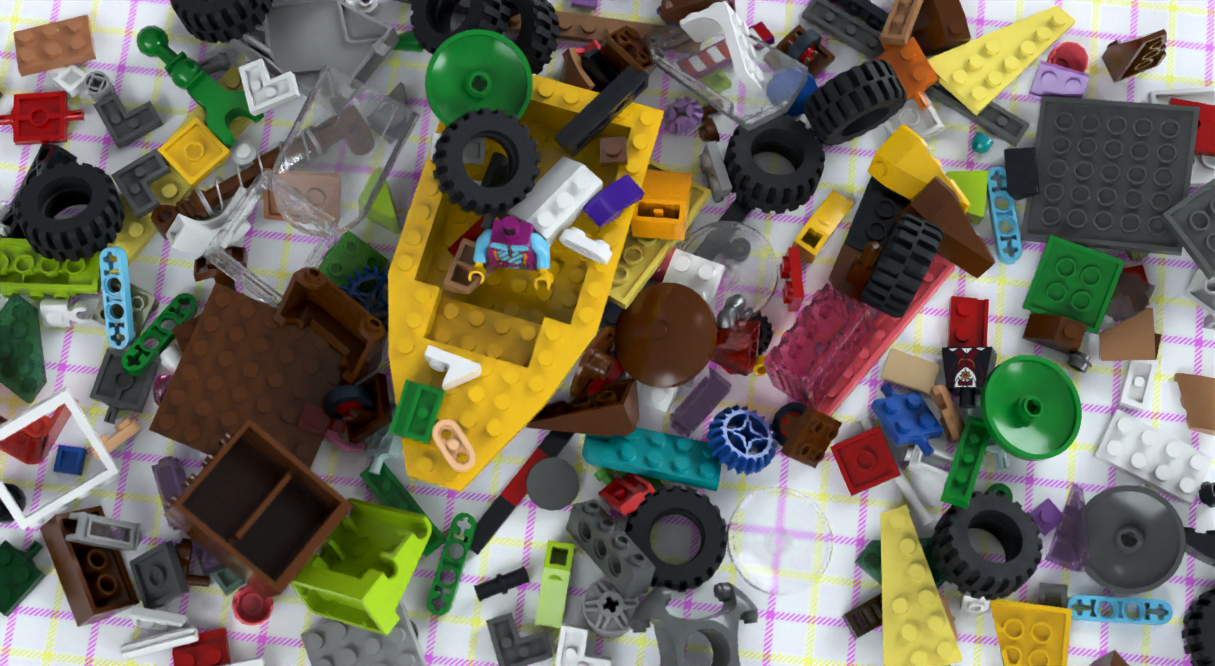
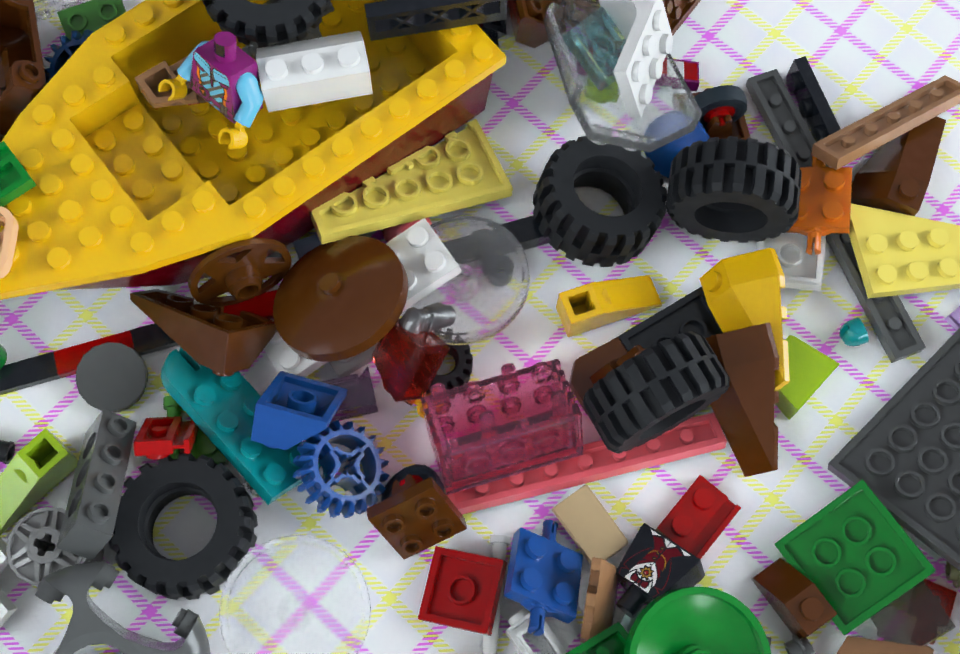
camera: 35 degrees right, 5 degrees down
(459, 369) = (60, 166): white slope -> none
(594, 250) = (300, 119): white plate -> none
(612, 200) = (366, 102): dark purple slope -> none
(613, 151) = (416, 58): reddish brown plate -> none
(664, 206) = (442, 164): light orange slope -> none
(683, 124) = (535, 107): lavender gear -> none
(693, 422) = (294, 410): none -> blue slope
(705, 60) = (596, 46): none -> clear light blue plate
(708, 130) = (558, 130): reddish brown plate -> none
(715, 171) = (531, 169): light grey plate -> none
(791, 271) = (524, 341): red plate -> none
(1003, 215) = (820, 424): medium azure beam -> none
(1021, 172) = (878, 393): black slope -> none

